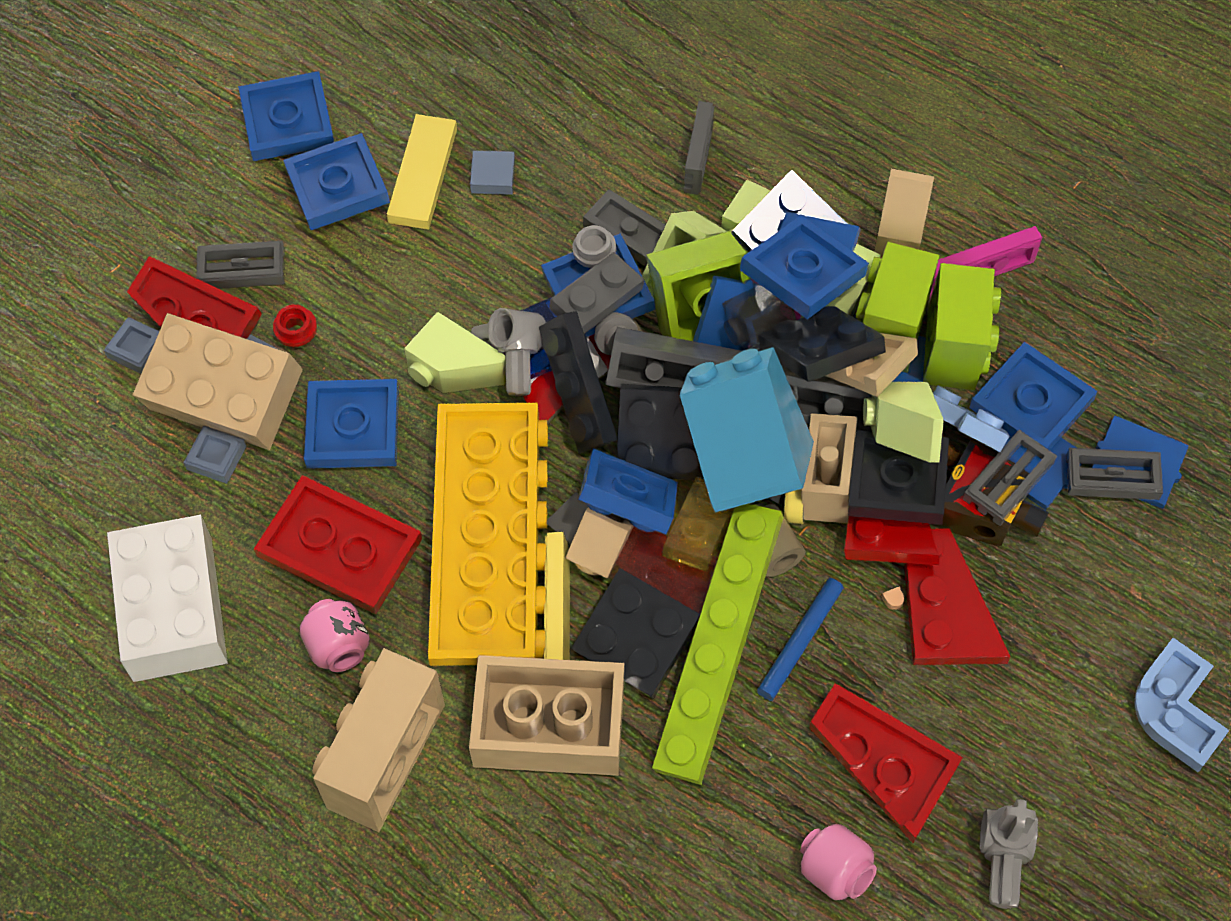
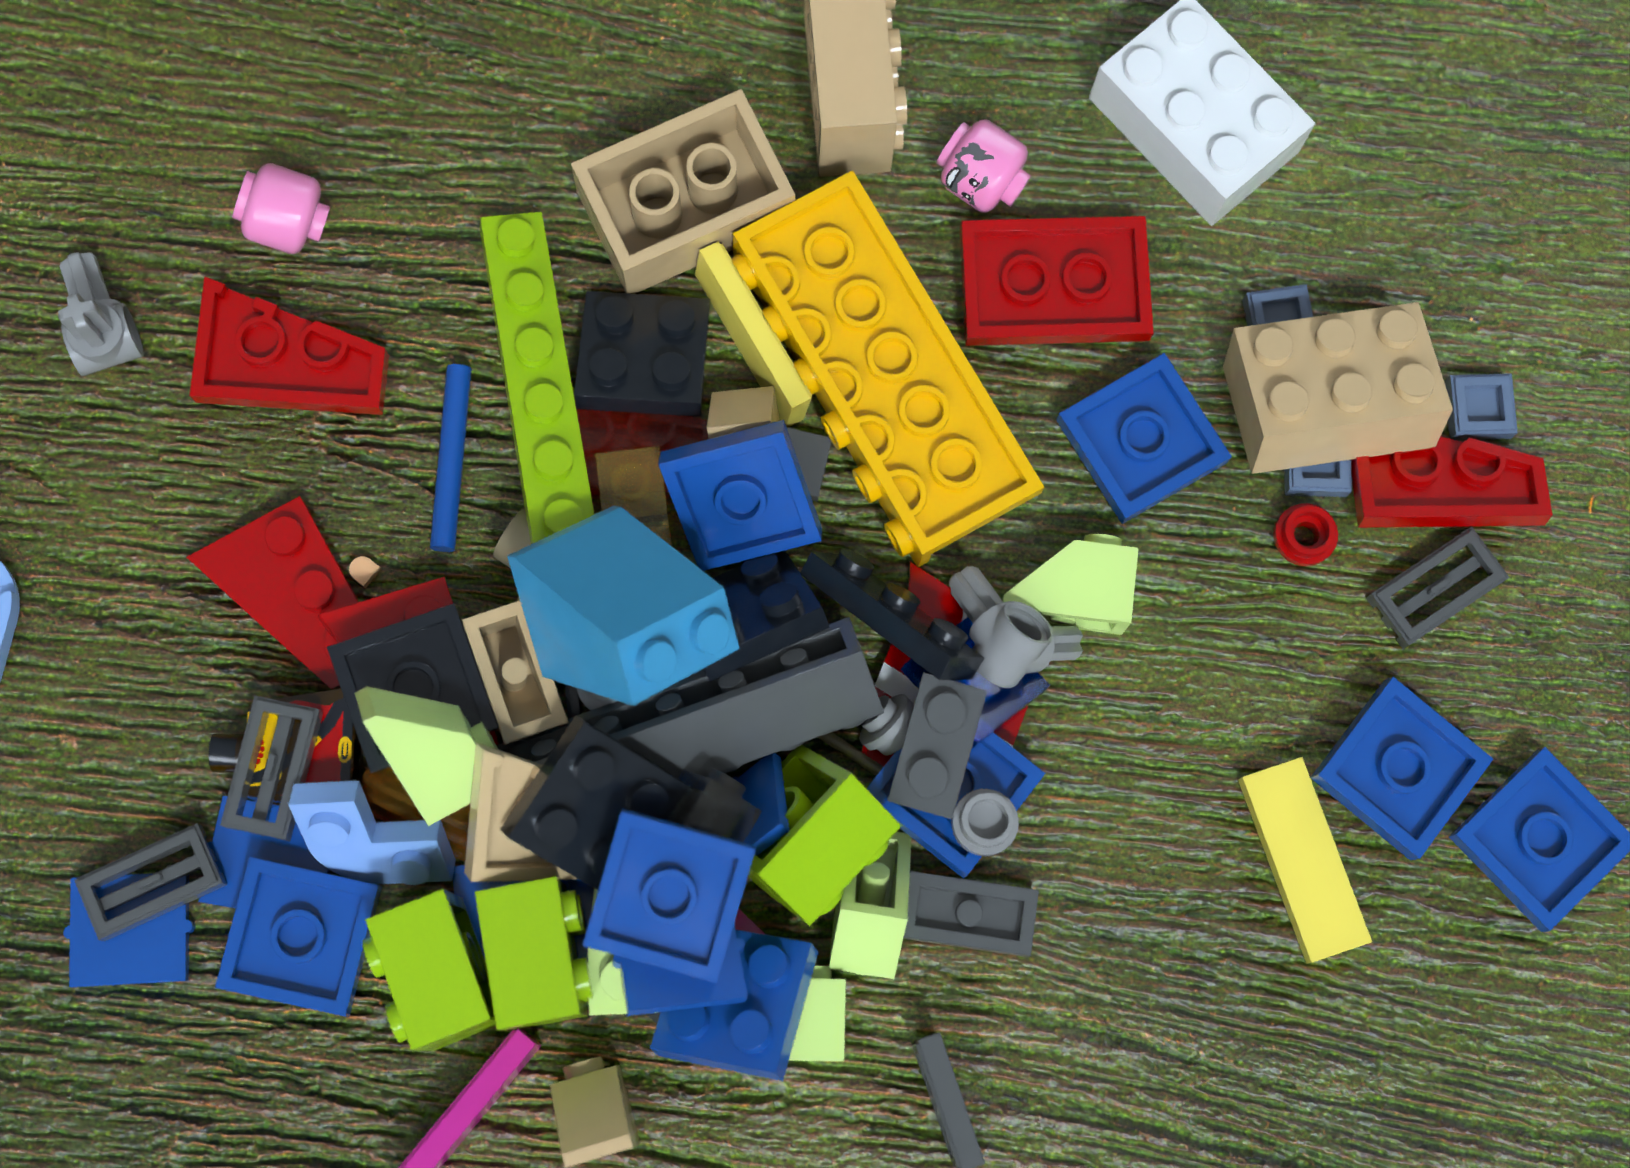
camera: 145 degrees right, 15 degrees up
(492, 172) = (1209, 911): sand blue tile -> none

